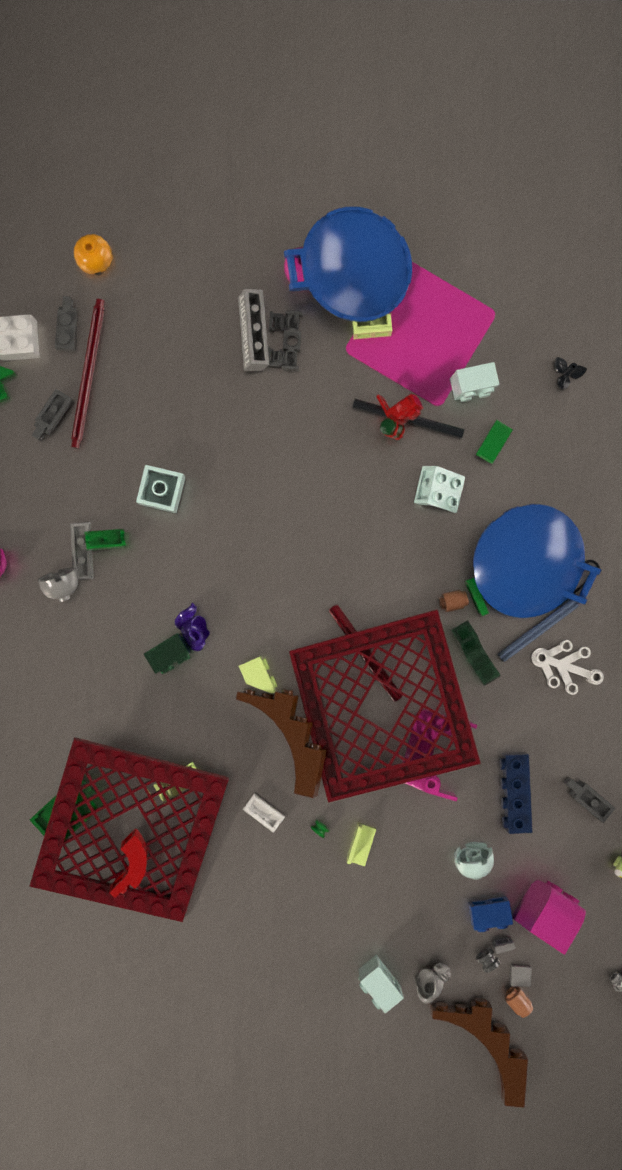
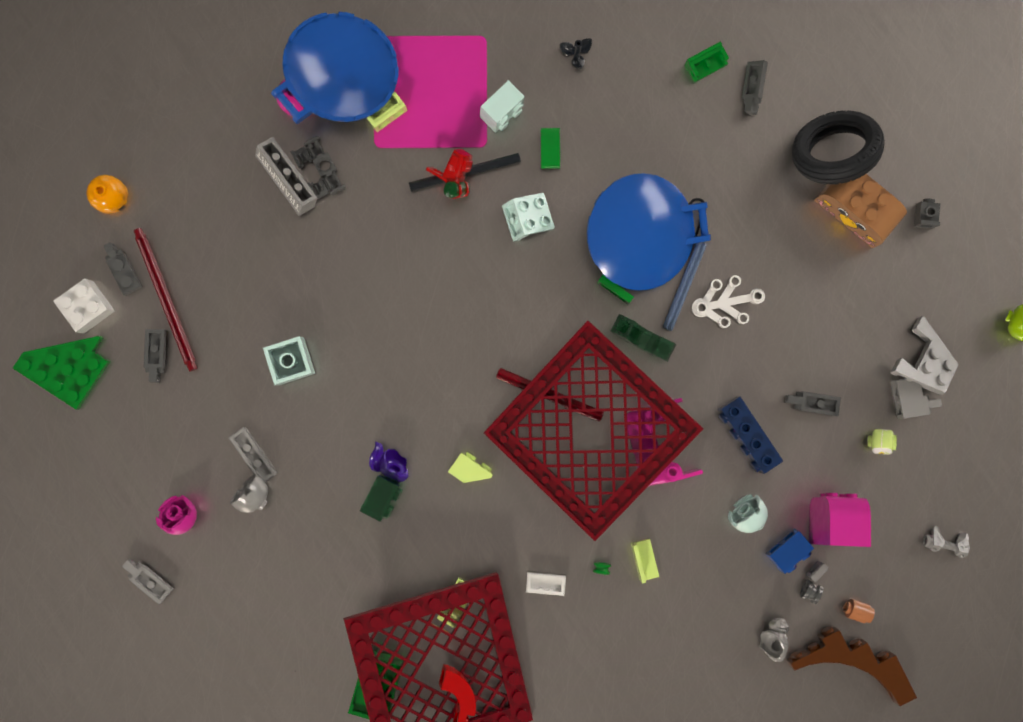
camera: 35 degrees left, 0 degrees up
(105, 539) = (267, 433): green hinge -> none
(307, 759) = (555, 515): reddish brown arch -> none
(380, 984) = (733, 669): light aqua brick -> none
(453, 600) = (598, 304): nougat brick -> none
(520, 975) = (847, 588): light grey tile -> none

